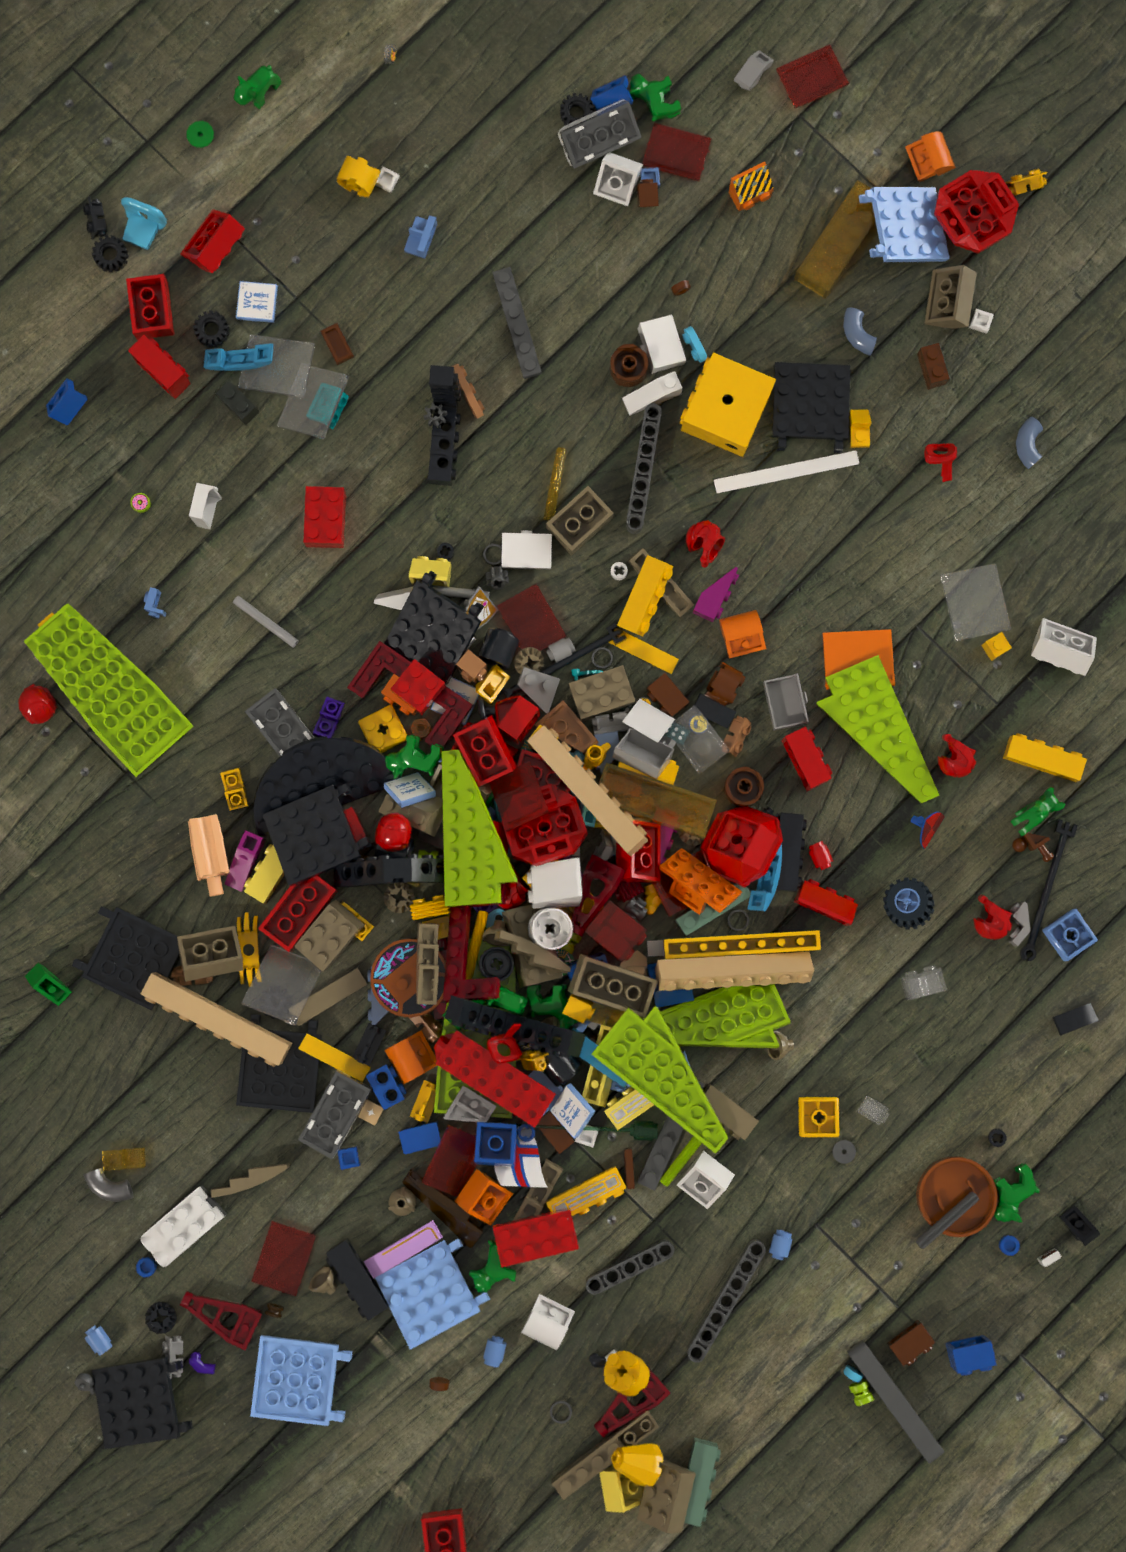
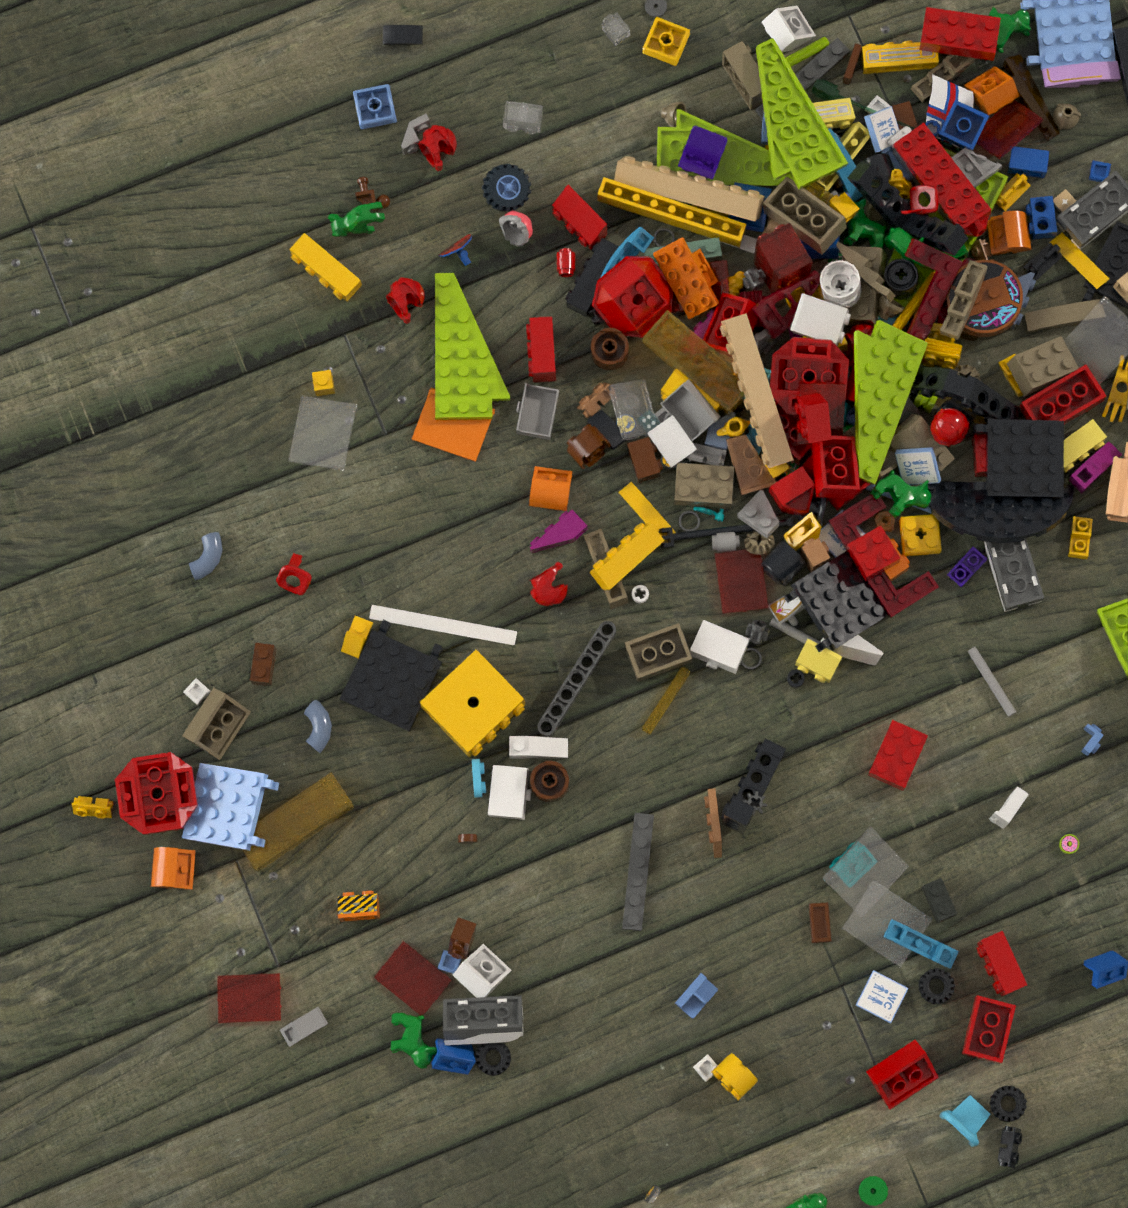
camera: 155 degrees left, 5 degrees down
(523, 780) = (813, 418): none -> red brick
(552, 1112) = (904, 131): none -> white piece
(736, 1010) = (702, 152): none -> dark purple bracket
(881, 869) = (516, 228): none -> light grey hair
(1064, 647) = (261, 358): white slope -> none
(1064, 833) = (337, 197): black hinge -> none

